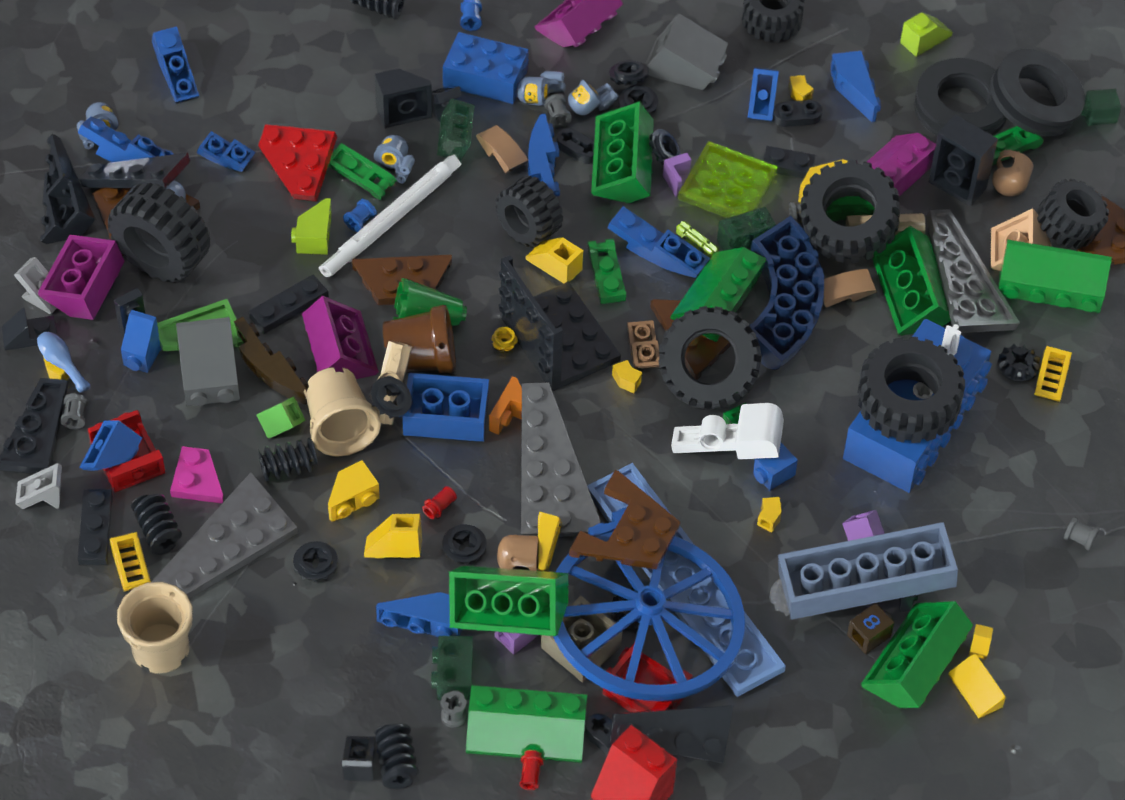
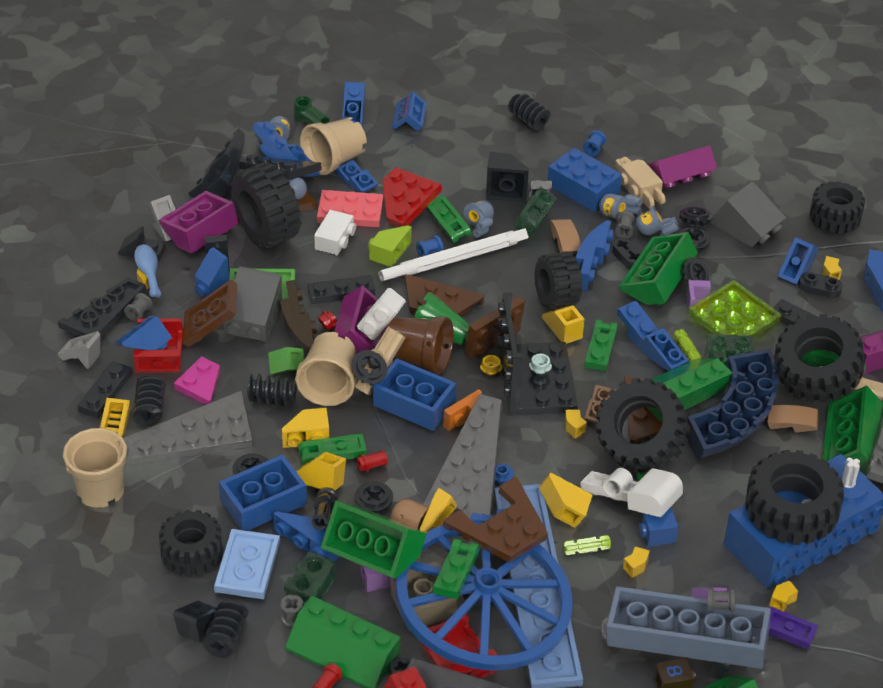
camera: 25 degrees right, 10 degrees down
(119, 84) = (306, 112): none -> dark green piece
(168, 391) = (209, 313): none -> reddish brown plate
(182, 119) = (333, 143): none -> tan piece
(239, 42) = (410, 110): none -> blue panel
(240, 195) = (363, 206): none -> coral plate
(243, 234) = (334, 232): none -> white brick
(297, 349) = (327, 320): none -> red plate
(298, 655) = (190, 528): none -> black tyre
(349, 587) = (262, 490): none -> blue brick
(366, 325) = (381, 313): none -> white brick
(375, 673) = (247, 564): none -> light blue plate
(395, 500) = (344, 446): none -> green plate
(424, 576) = (323, 509): none -> black pin
(486, 301) = (484, 331): none -> reddish brown plate
(547, 48) = (640, 181): none -> tan hinge
(564, 316) = (540, 364): none -> light aqua plate
(589, 469) = (503, 474): none -> blue plate
(612, 600) = (456, 569): none -> green plate
(668, 472) = (565, 499): none -> yellow slope
(710, 514) = (586, 545): none -> lime axle
(895, 532) = (728, 605): none -> dark grey bush
(930, 495) = (783, 595): none -> yellow piece
(959, 528) = (792, 628): none -> dark purple plate

